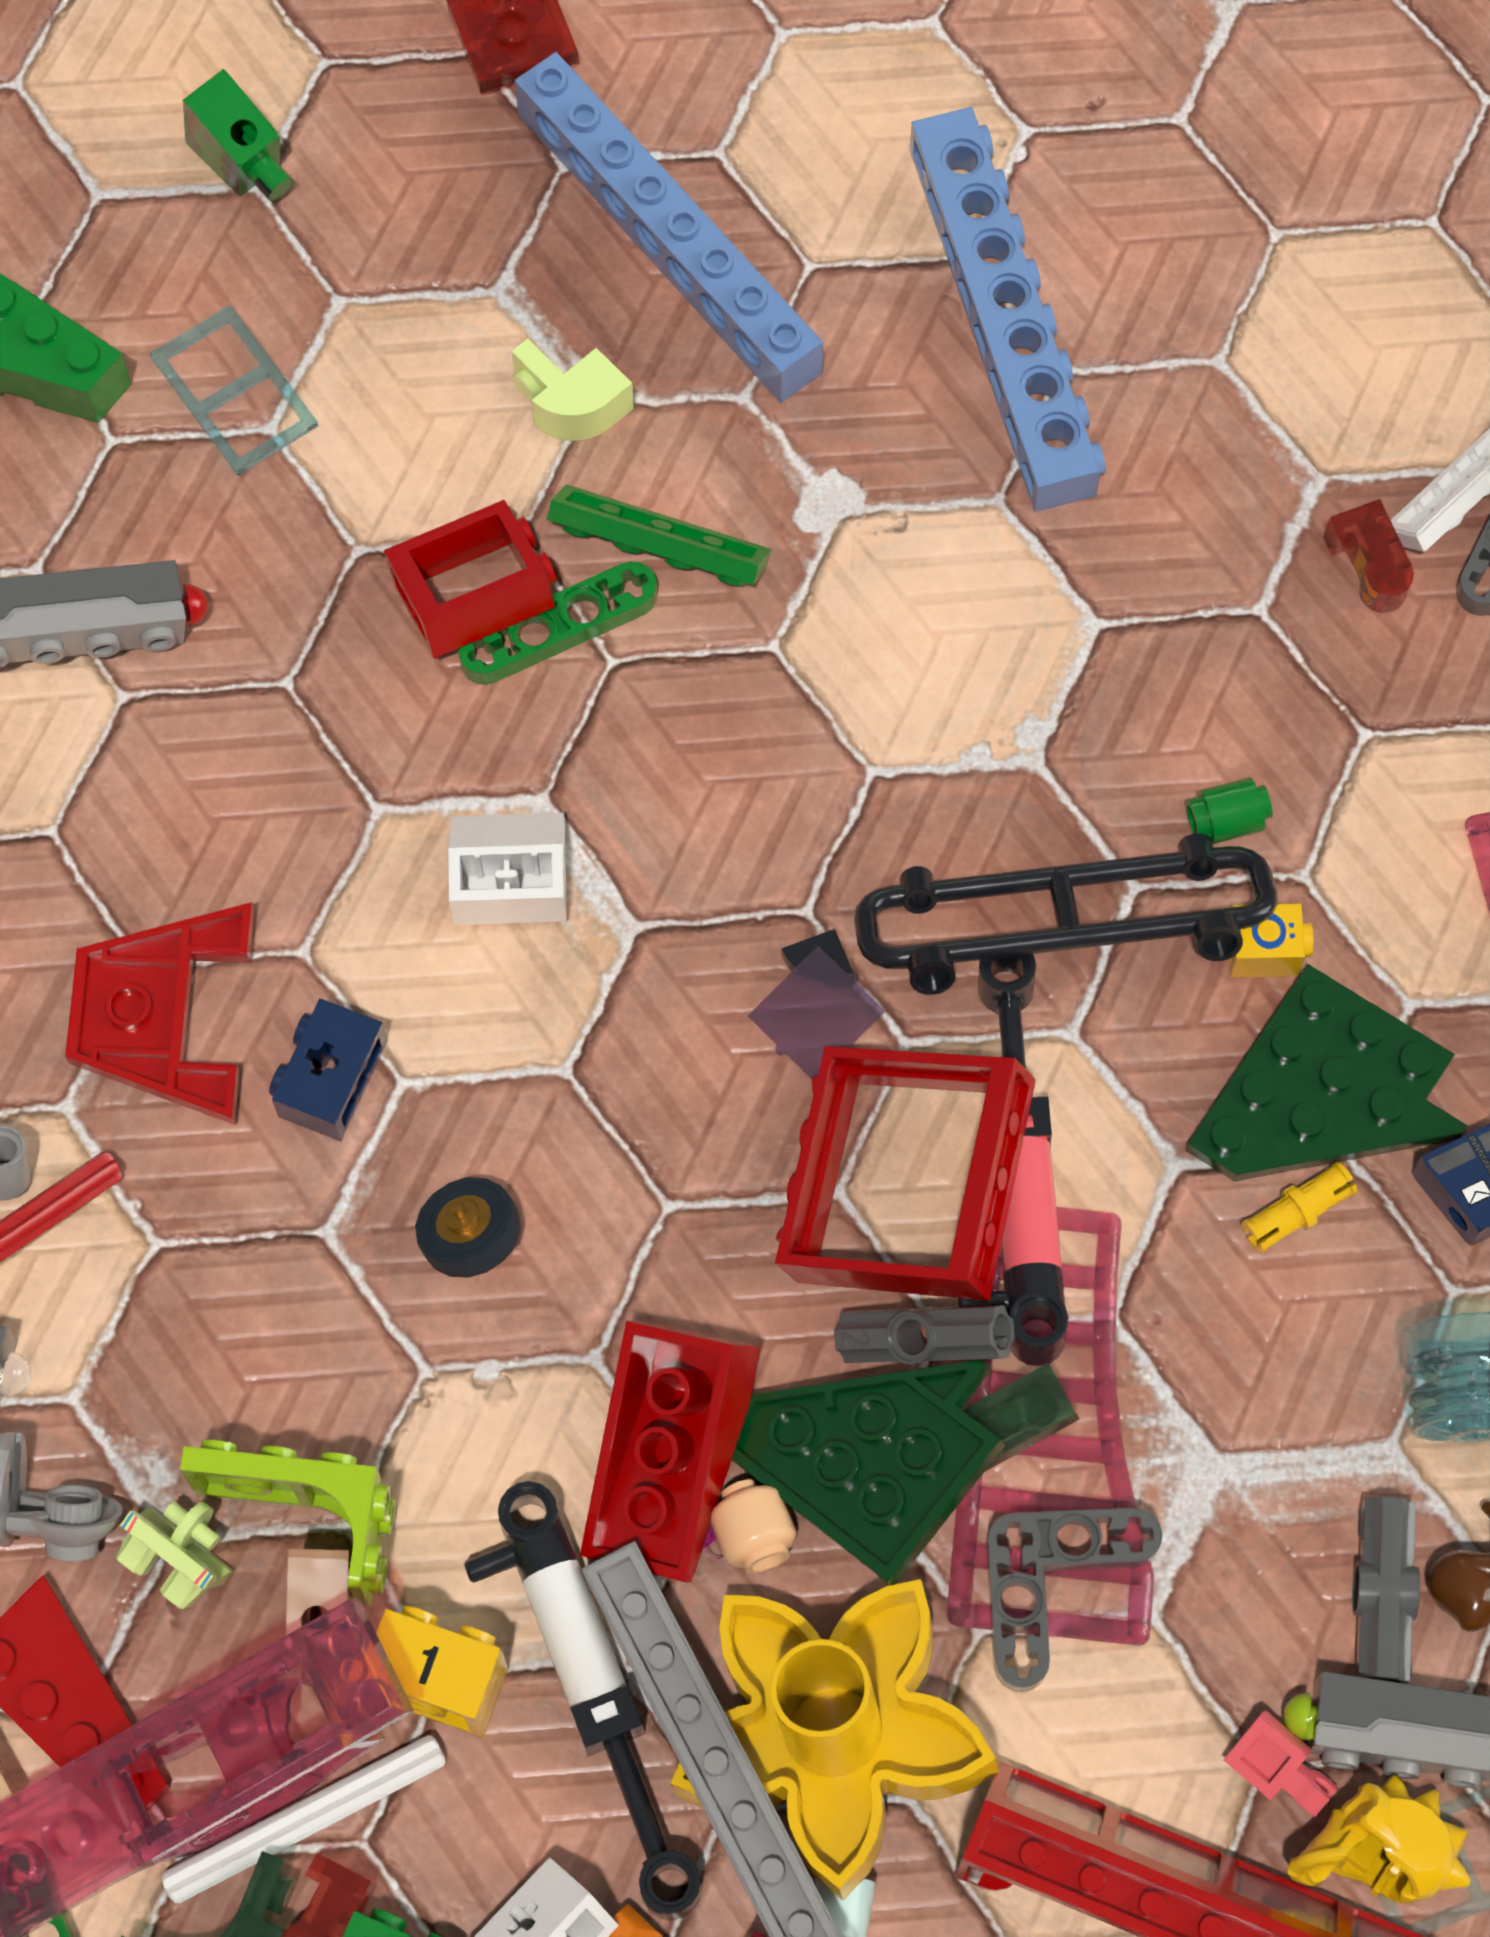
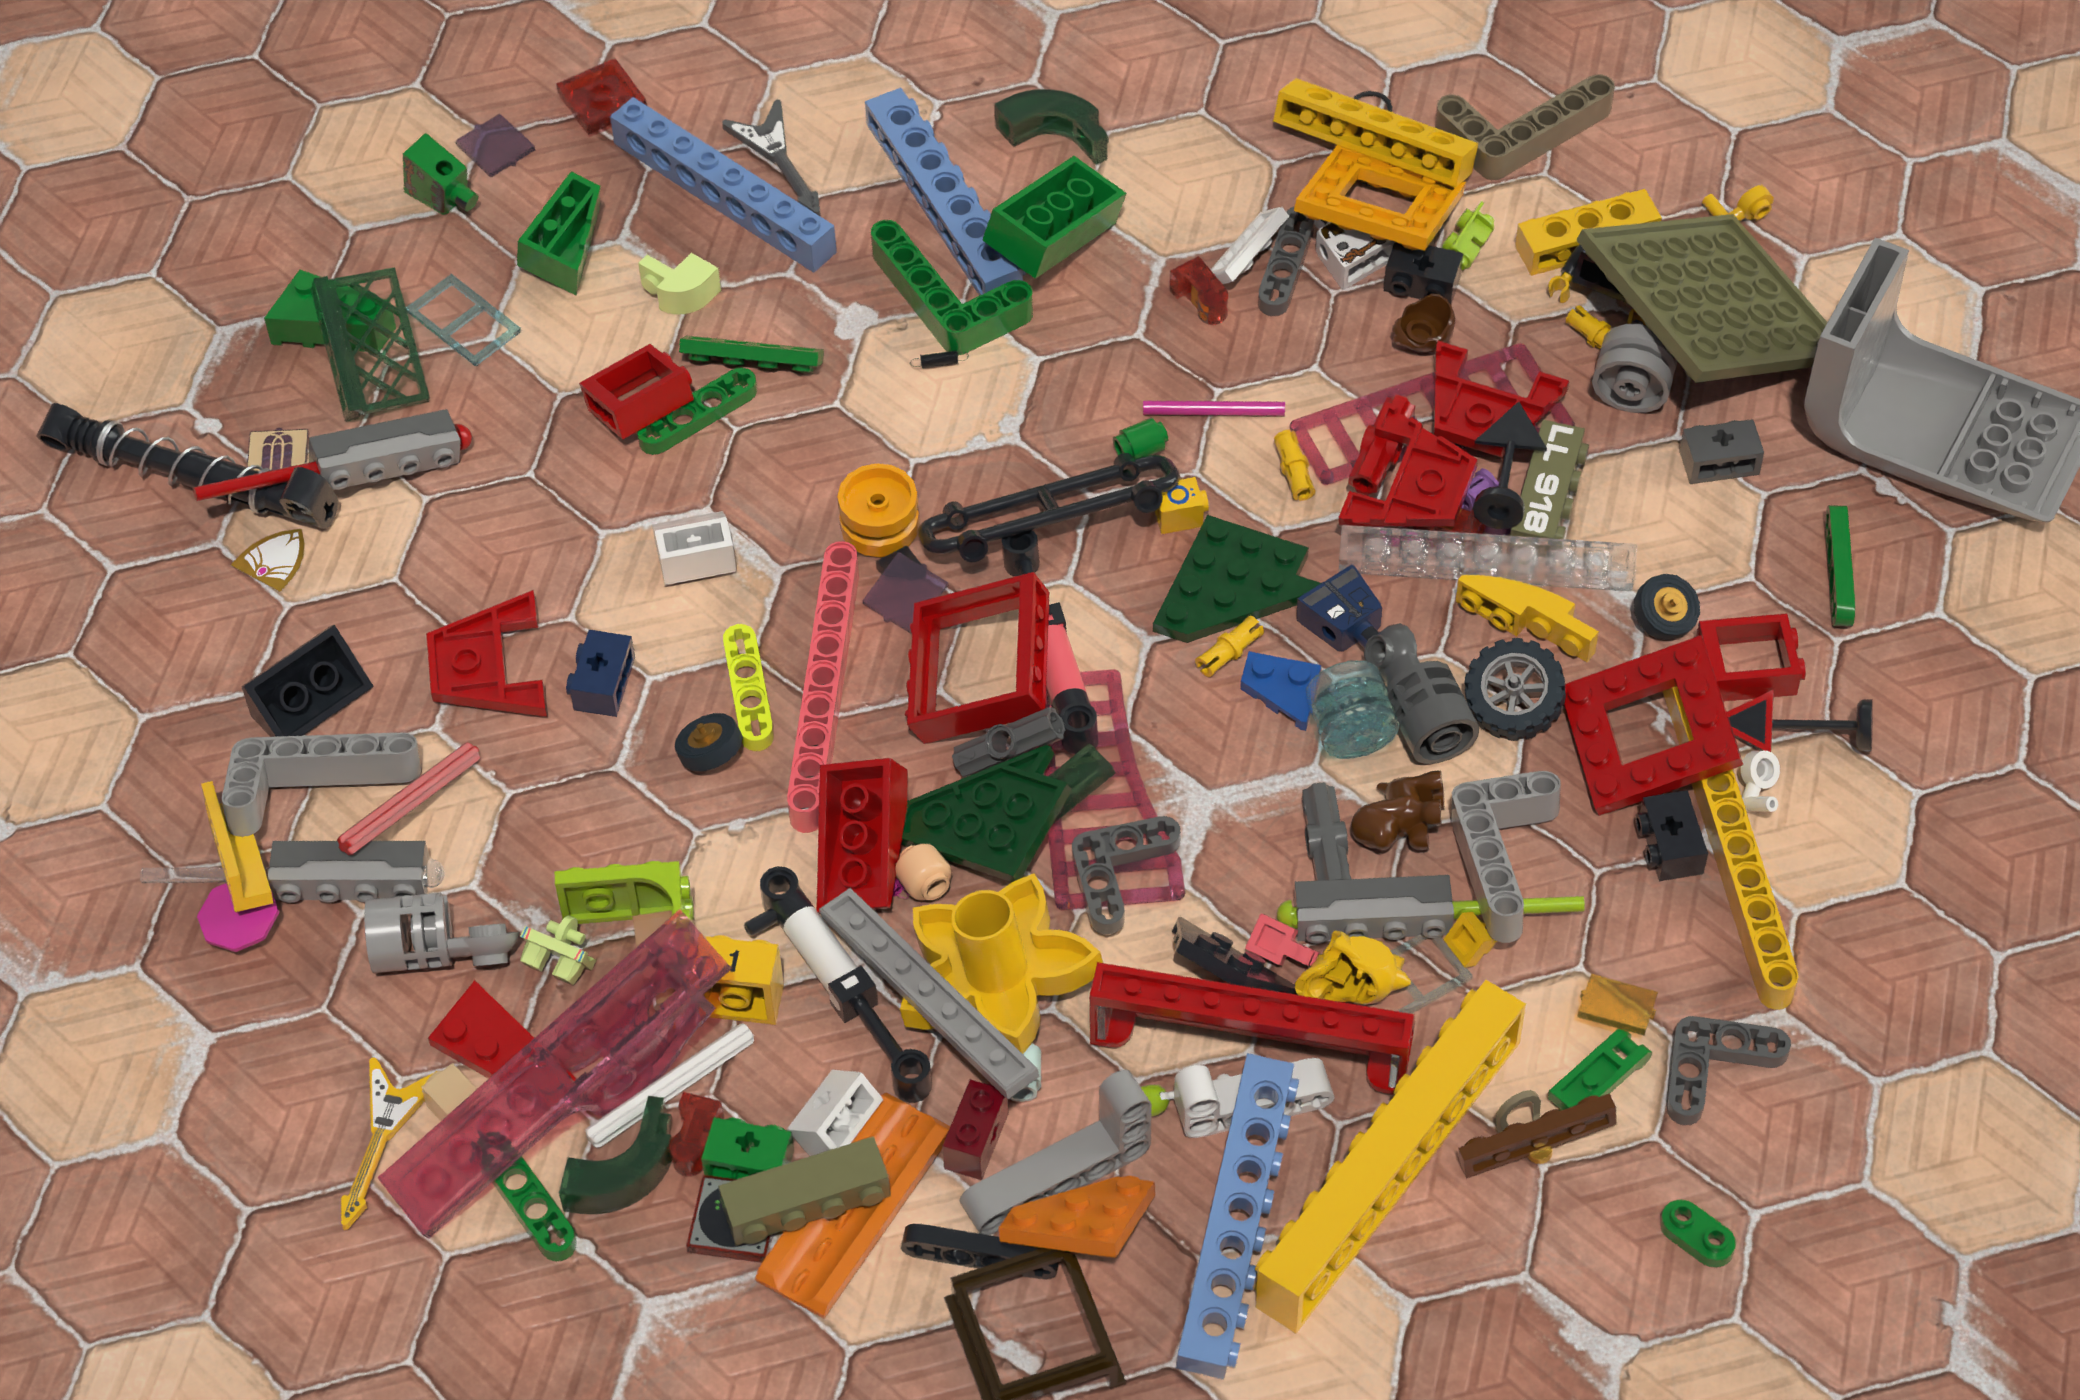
camera: 10 degrees left, 15 degrees down
(31, 427) = (339, 349): none -> clear green fence
(337, 85) = (495, 145): none -> piece
(406, 273) = (561, 234): none -> green wedge
(542, 1133) = (748, 687): none -> neon yellow beam
(662, 1129) = (825, 666): none -> coral beam
(755, 158) = (771, 143): none -> dark grey piece
(800, 864) = (878, 509): none -> light orange wheel
(944, 599) = (939, 359): none -> black piece
(961, 489) = (951, 322): none -> green beam
(1166, 392) = (1054, 216): none -> green brick
(1189, 1791) = (1218, 956): none -> black wing
(1202, 189) = (1052, 112): none -> clear green arch
(1353, 768) = (1243, 408): none -> dark pink bar
(1369, 1291) = (1280, 684): none -> blue wing
(1460, 899) = (1294, 465): none -> yellow pin

